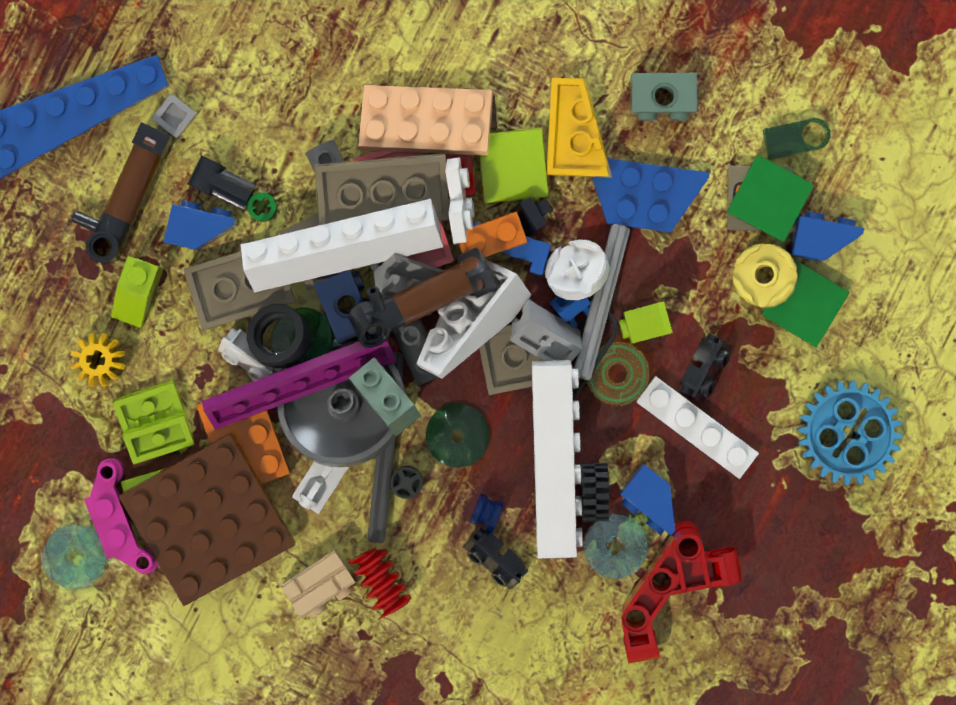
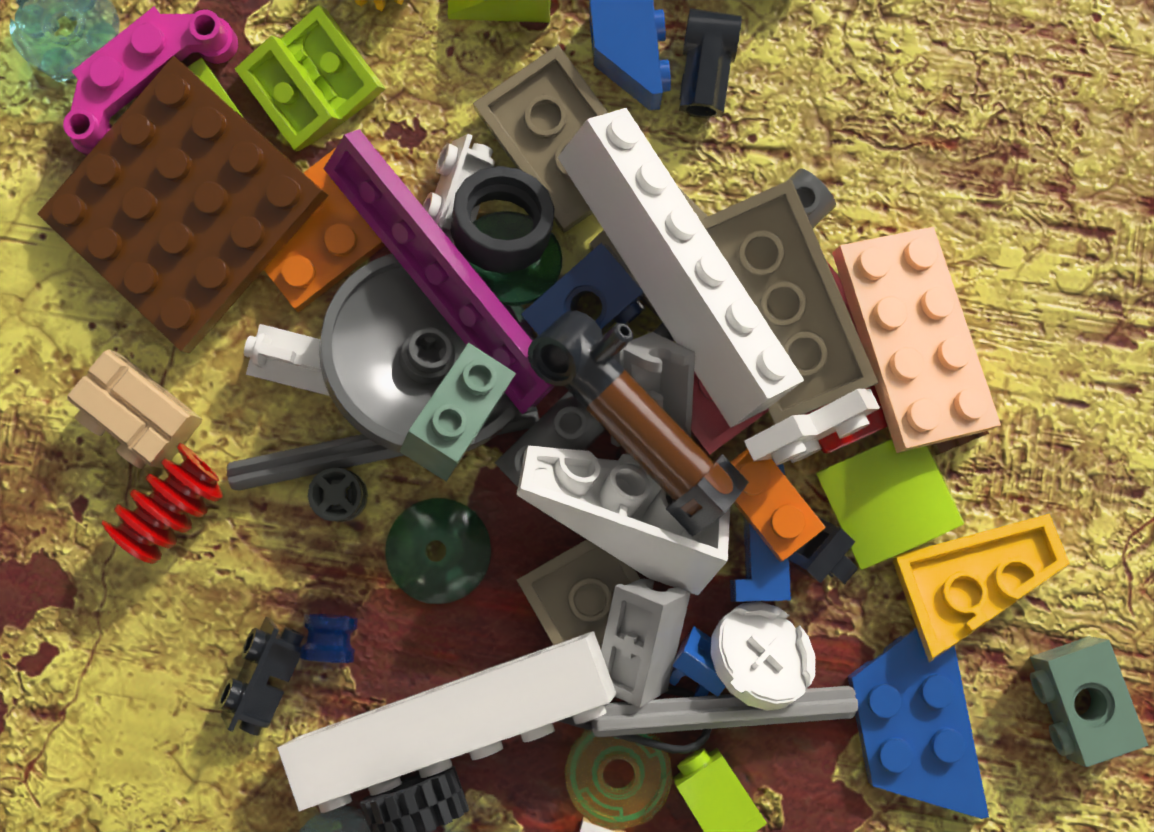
camera: 65 degrees right, 5 degrees down
(261, 197) = (707, 131): green bush -> none

